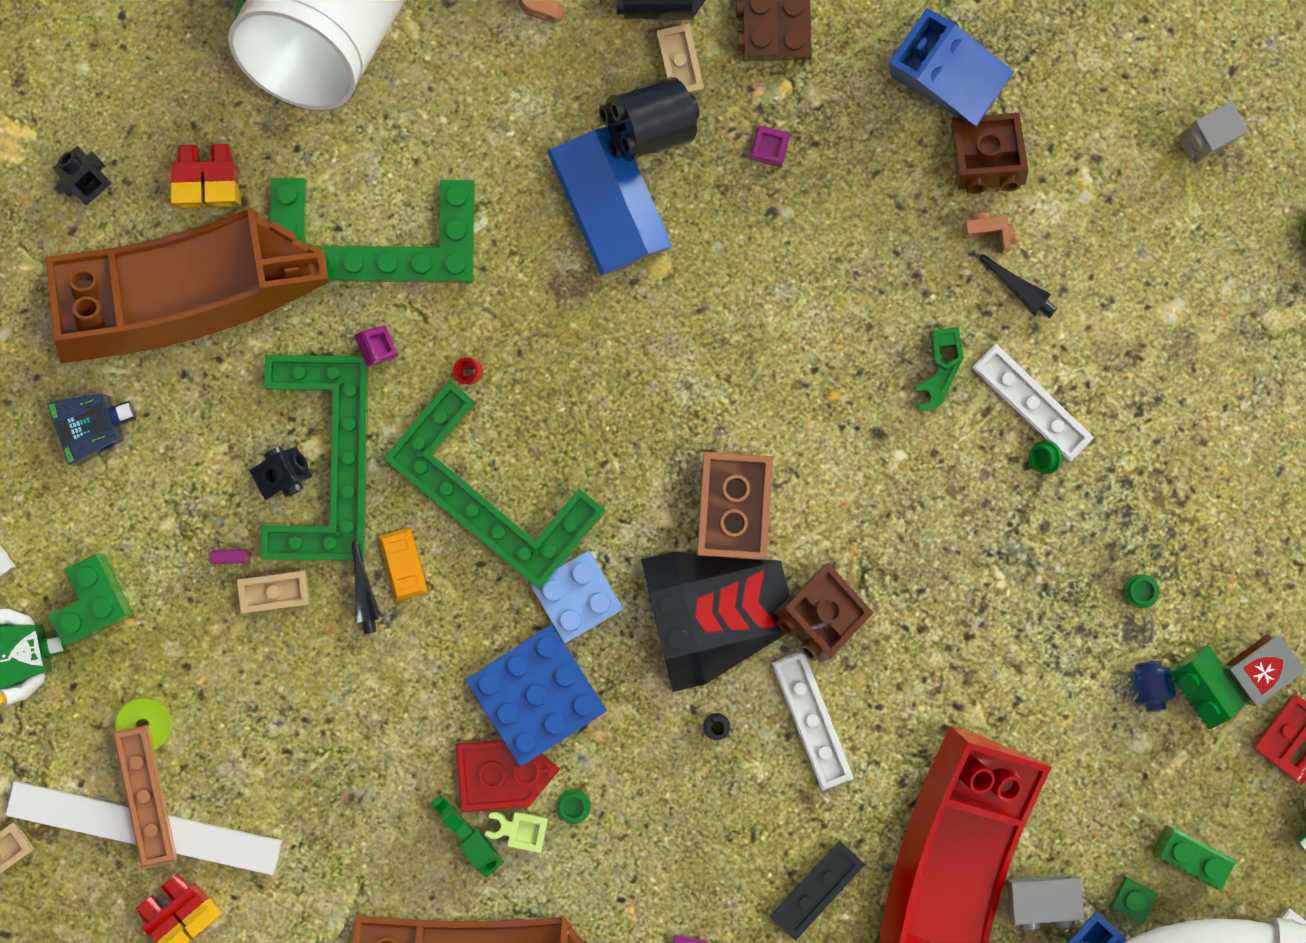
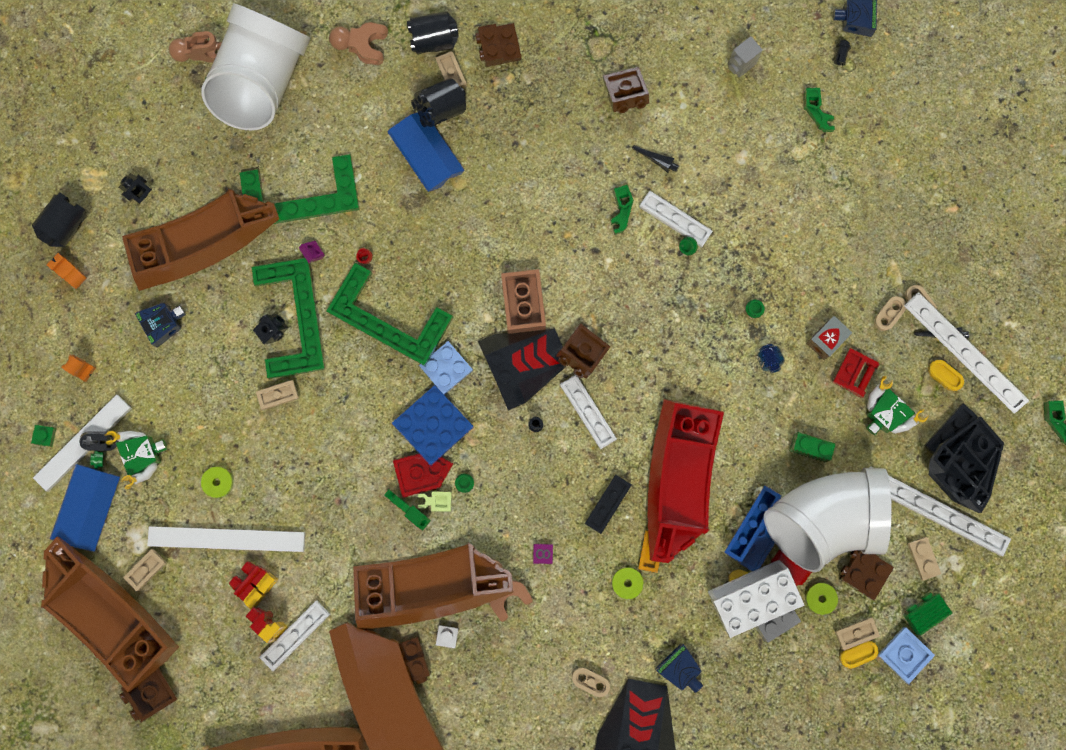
camera: 10 degrees left, 5 degrees down
(99, 603) = (180, 421): green brick -> none
(144, 796) = (223, 520): nougat tile -> none
(207, 182) = (203, 180): hips -> none
(231, 556) = (249, 380): magenta tile -> none
(365, 604) = (329, 392): black piece -> none
(402, 564) = (346, 368): light orange tile -> none
(770, 146) = (507, 108): magenta tile -> none
(949, 68) = (596, 48): slope -> none
(984, 225) = (631, 129): nougat bracket -> none
(1045, 901) = (734, 486): light grey brick -> none
(1133, 900) = (784, 478): green plate -> none
(1208, 687) = (801, 352): green brick -> none

